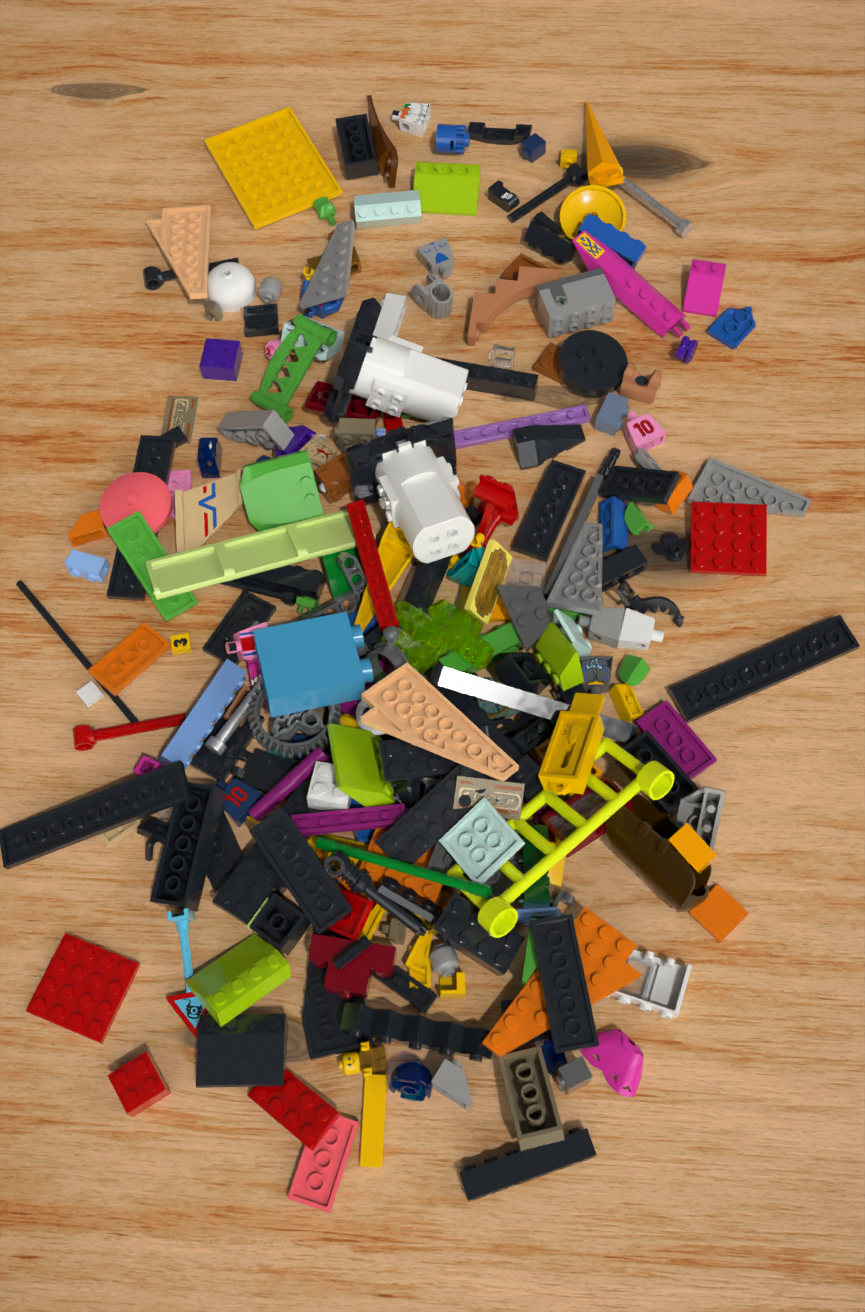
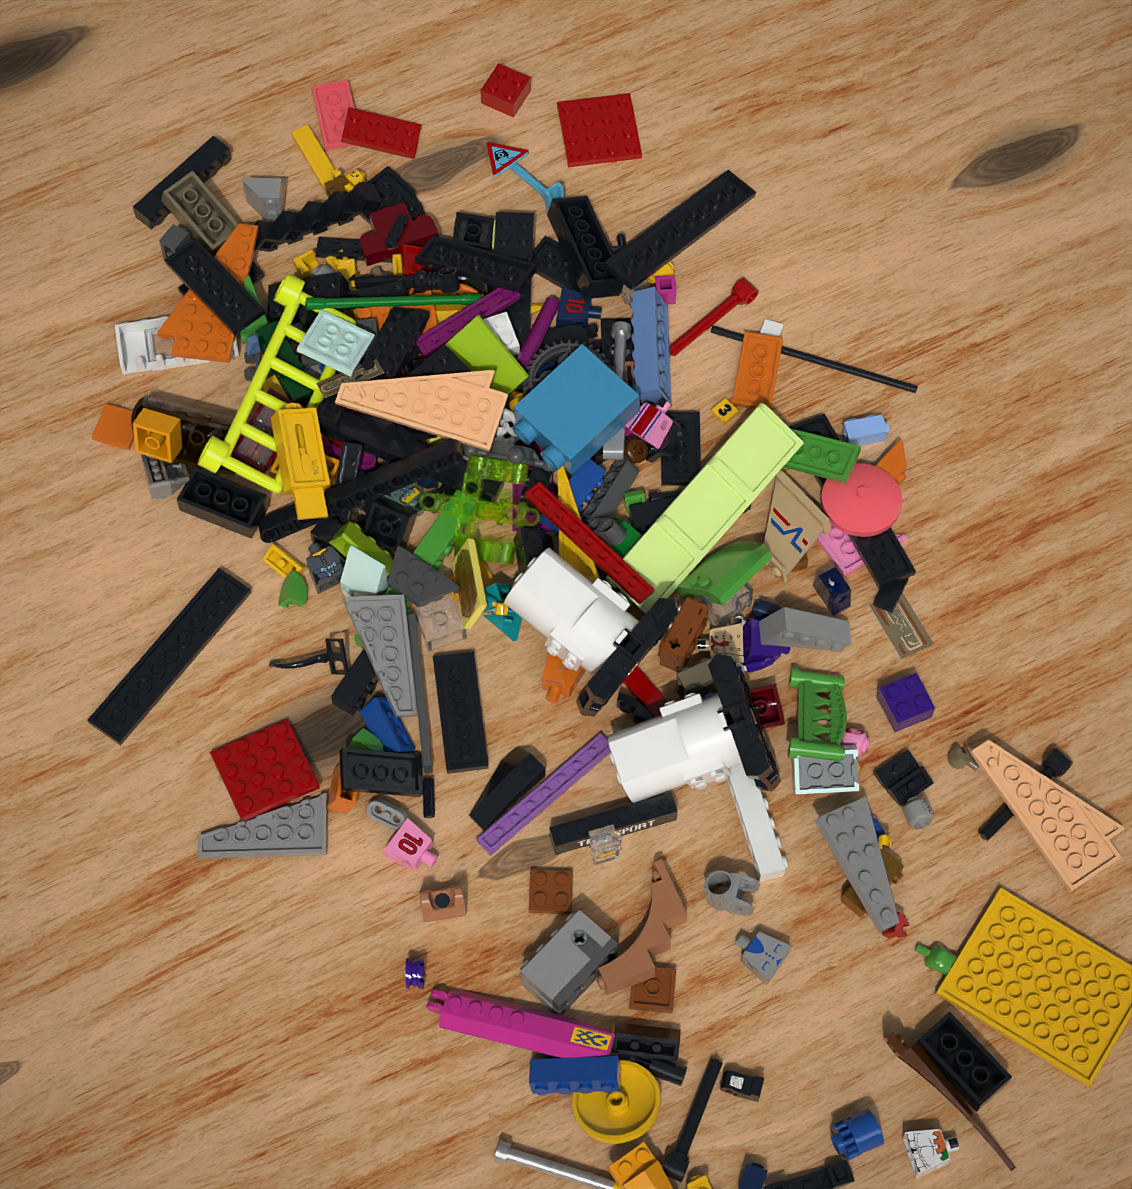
camera: 145 degrees right, 0 degrees up
(231, 286) = (964, 797): white cylinder -> none
(239, 978) = (479, 179): lime slope -> none
(242, 1052) = (442, 143): black slope -> none
(387, 209) = (863, 988): light aqua slope -> none
(411, 1080) = (300, 188): clear blue cylinder -> none
(448, 188) = (817, 1061): lime slope -> none
(474, 514) = (534, 668): black tile -> none
(496, 504) = (506, 660): red plate -> none
(591, 363) = (508, 899): black brick -> none
(604, 628) = (337, 620): light grey torso -> none
(611, 414) = (455, 852): sand blue brick -> none
(617, 1057) = (153, 282): dark pink piece -> none
(638, 631) = (306, 629): white torso -> none
(672, 546) = (318, 740): black plate -> none
(677, 739) = (221, 546): magenta plate -> none
(704, 288) = (437, 1074): dark pink slope -> none
(733, 326) = (379, 1043): blue tile -> none

